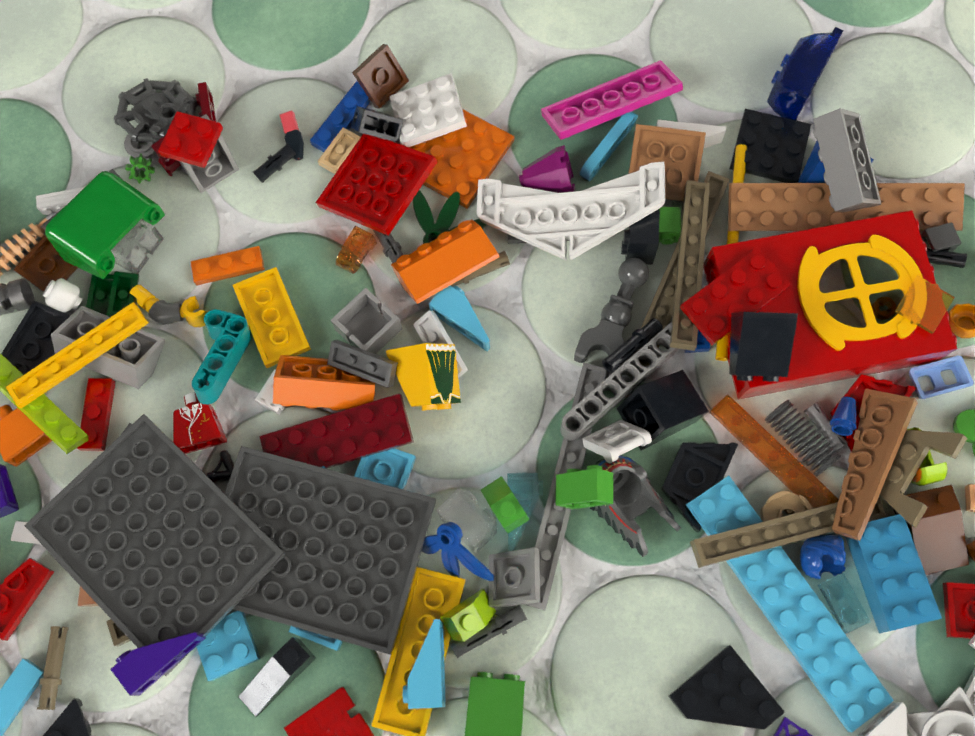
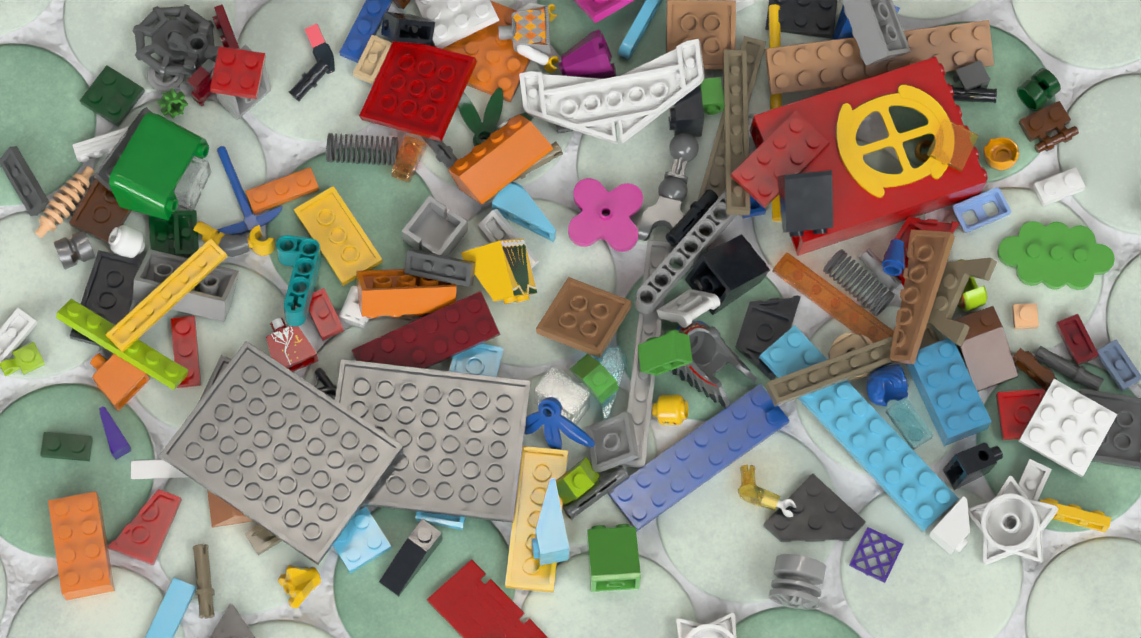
camera: 15 degrees left, 0 degrees up
(88, 155) = (112, 95): none -> dark green plate
(147, 664) = (306, 550): dark purple slope -> none
(154, 694) = (299, 583): none -> yellow rock
(190, 287) = (250, 220): none -> blue piece
(240, 396) = (324, 315): none -> plate
(343, 233) = (332, 144): none -> dark grey piece
(497, 142) = (532, 33): none -> torso
(504, 436) = (584, 317): none -> medium nougat plate
(551, 346) = (616, 227): none -> dark pink plant
(582, 549) = (670, 409): none -> yellow head
(605, 607) = (698, 457): none -> plate
(667, 665) = (758, 496): none -> clear yellow arm
(913, 664) = (971, 464): none -> black torso

